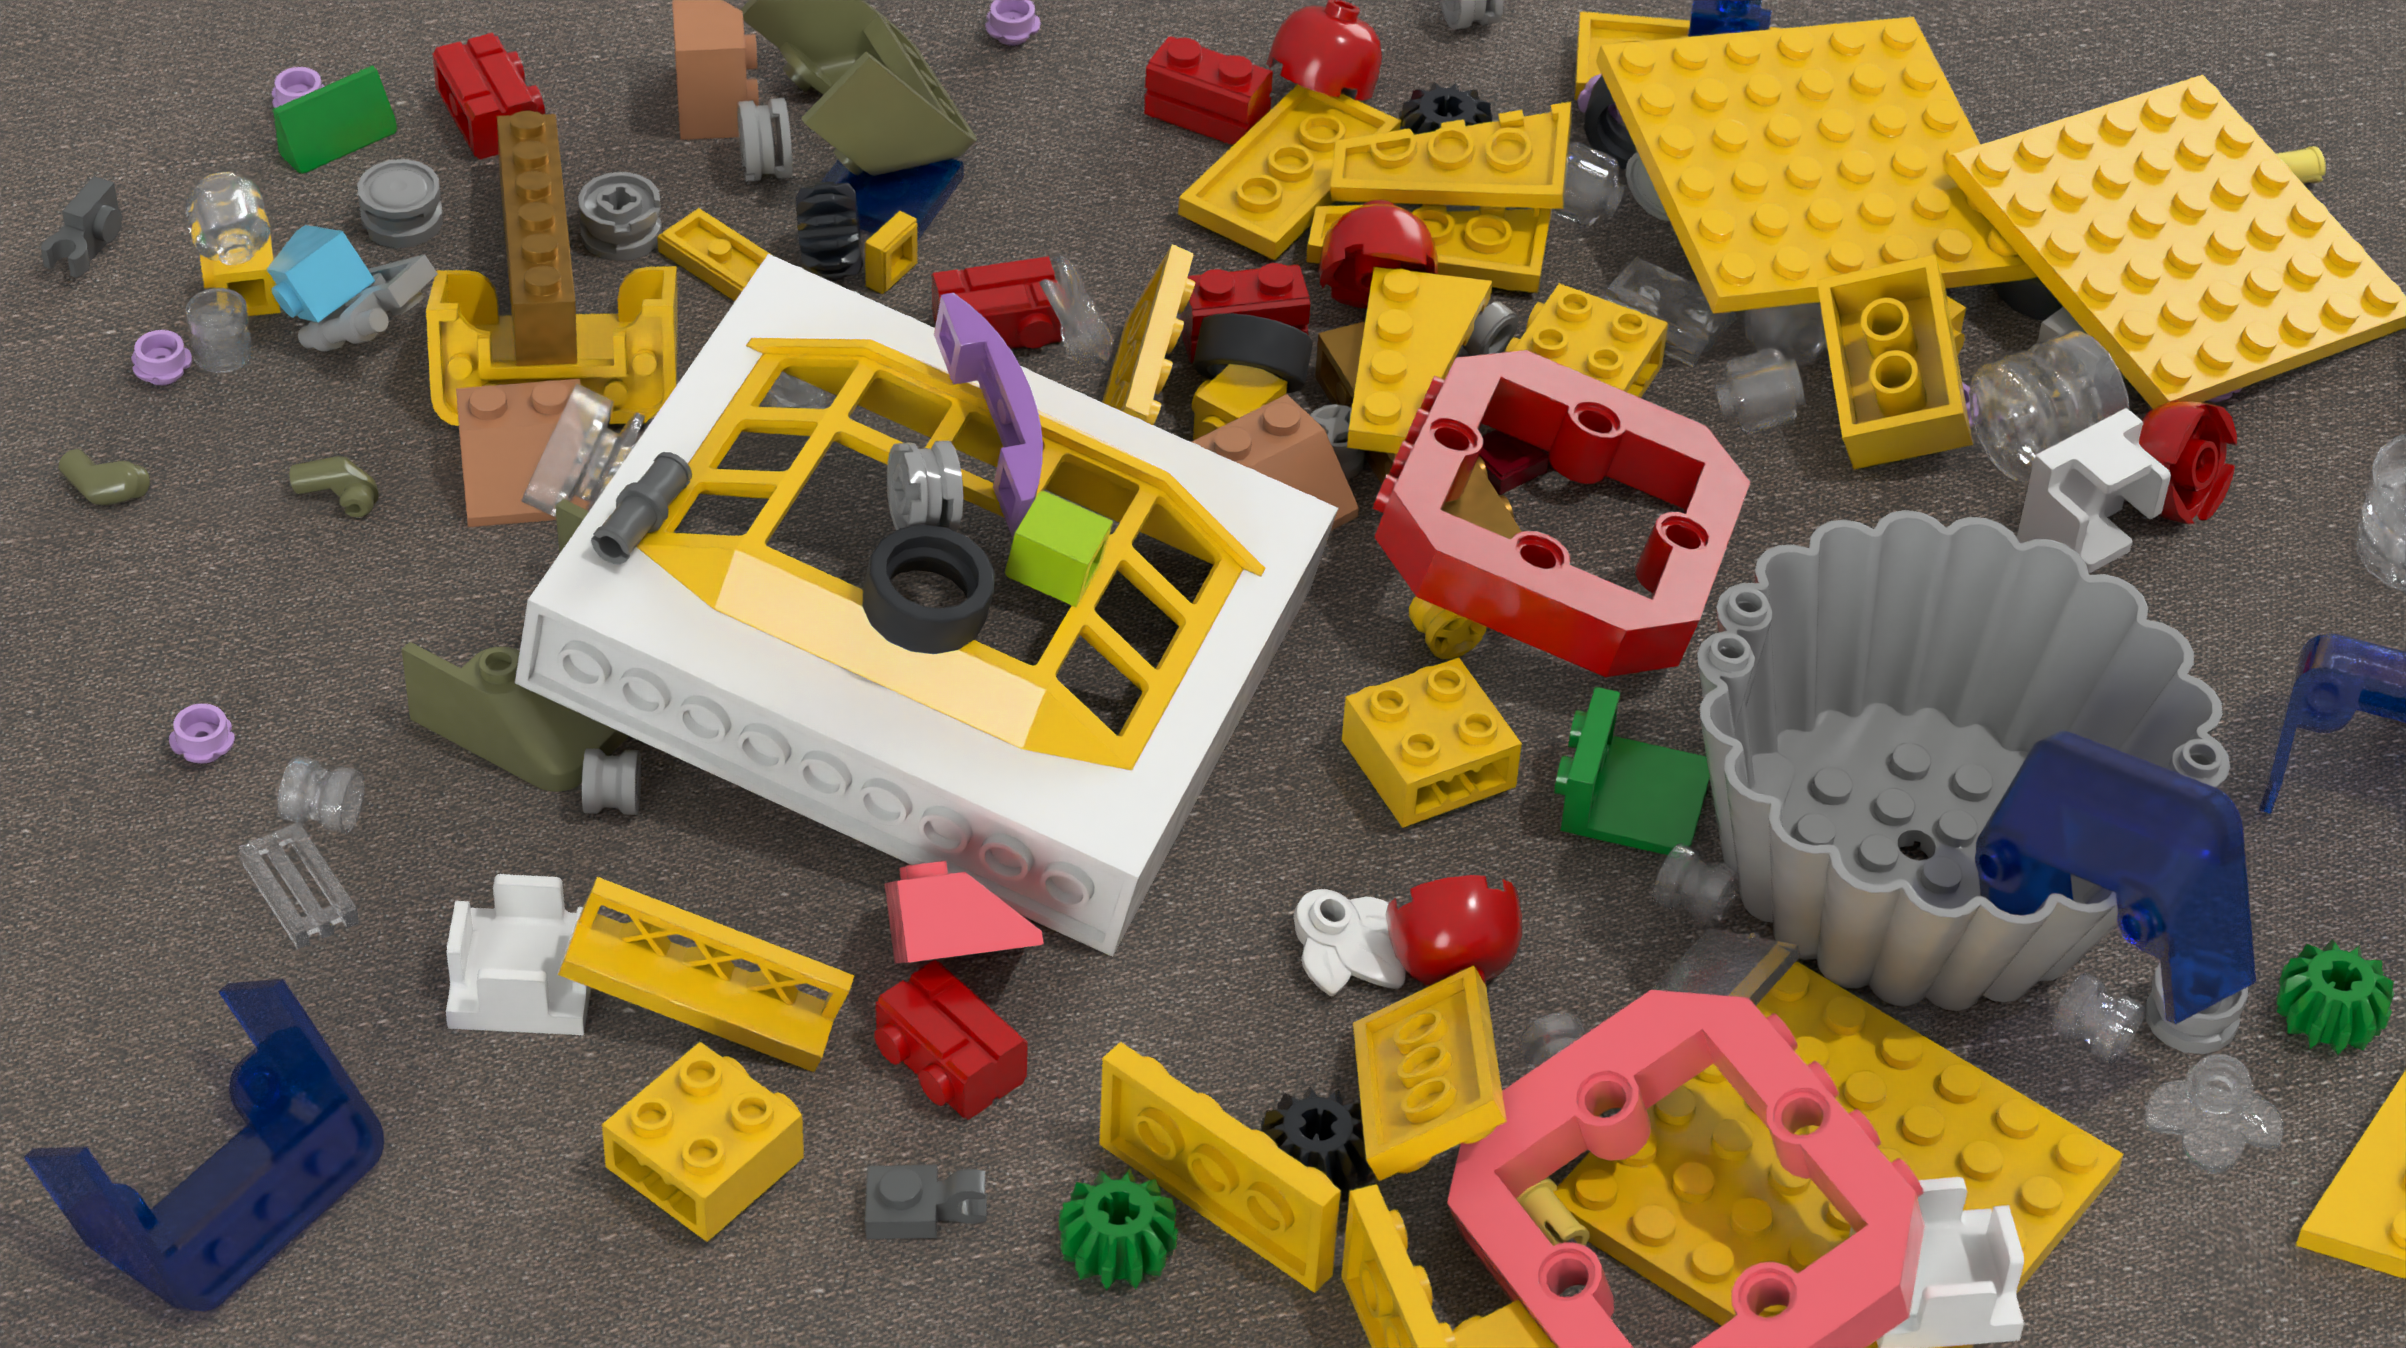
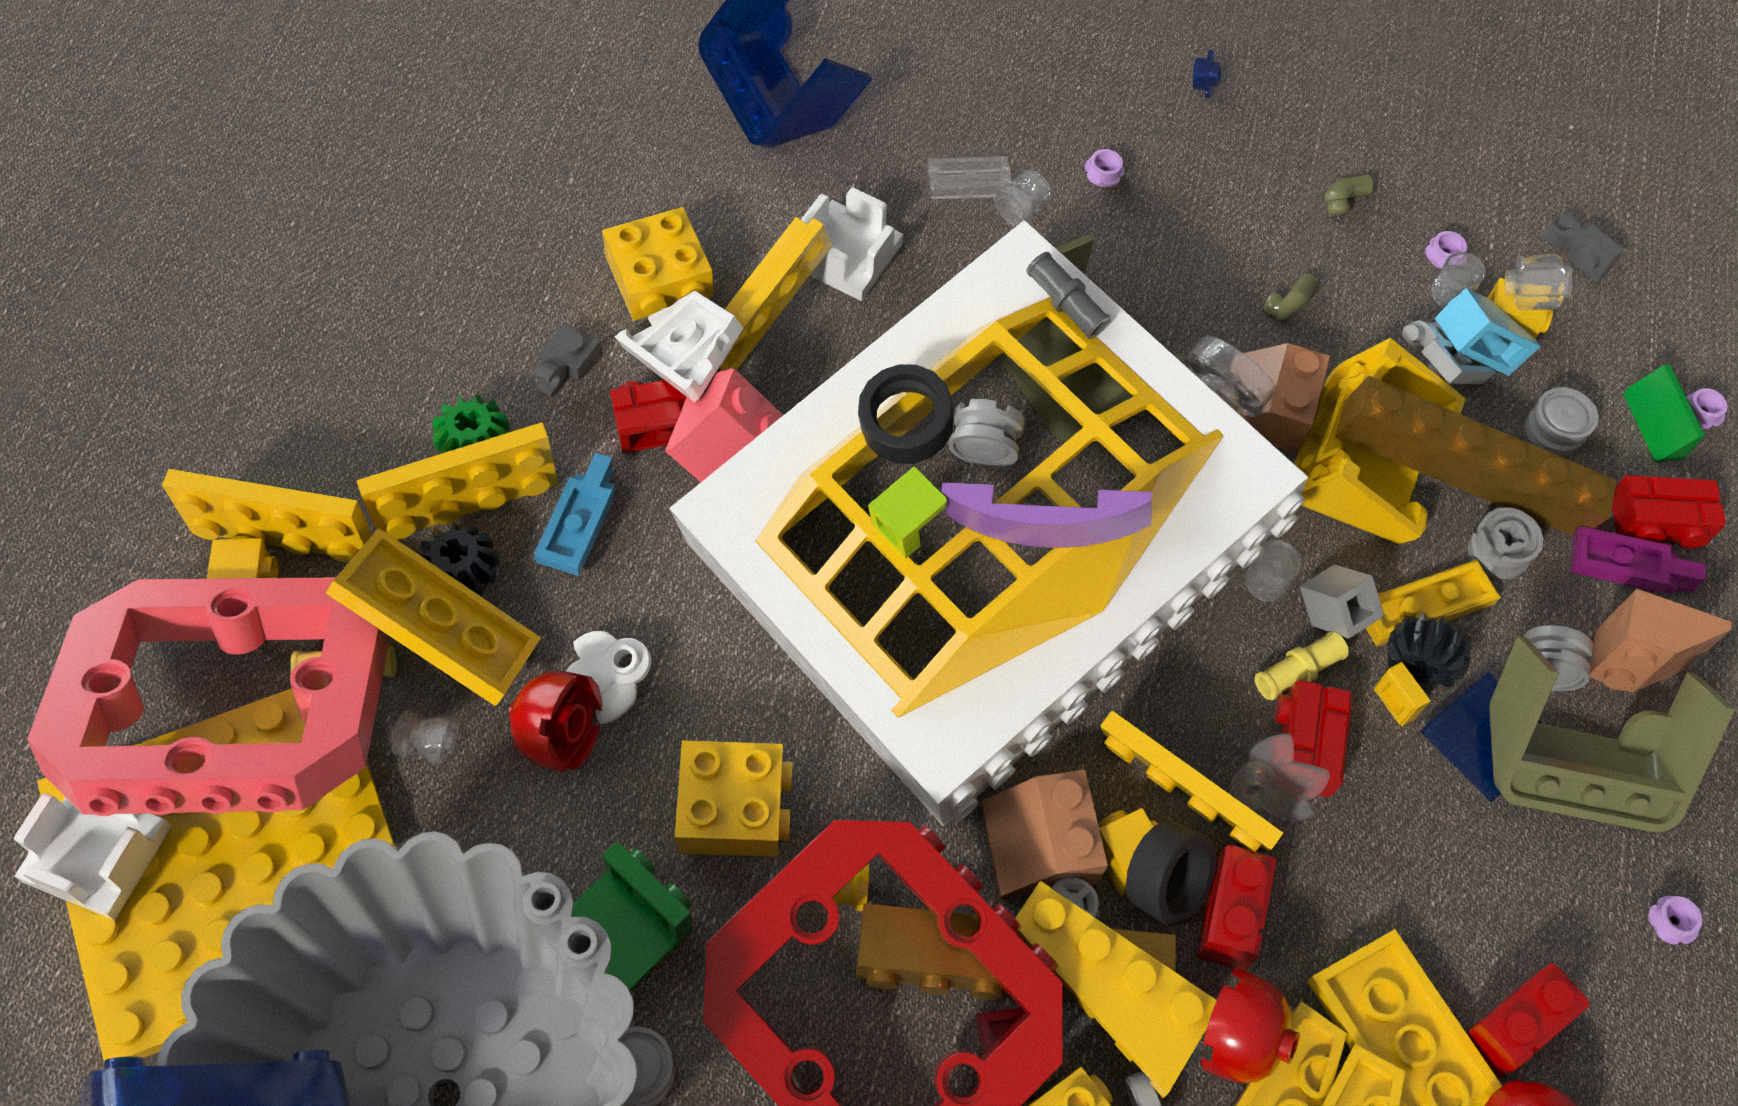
camera: 115 degrees right, 15 degrees up
(581, 115) = (1633, 562): none -> magenta hinge
(851, 1010) = (685, 343): none -> white wing
(1194, 1051) = (578, 518): none -> dark azure hinge

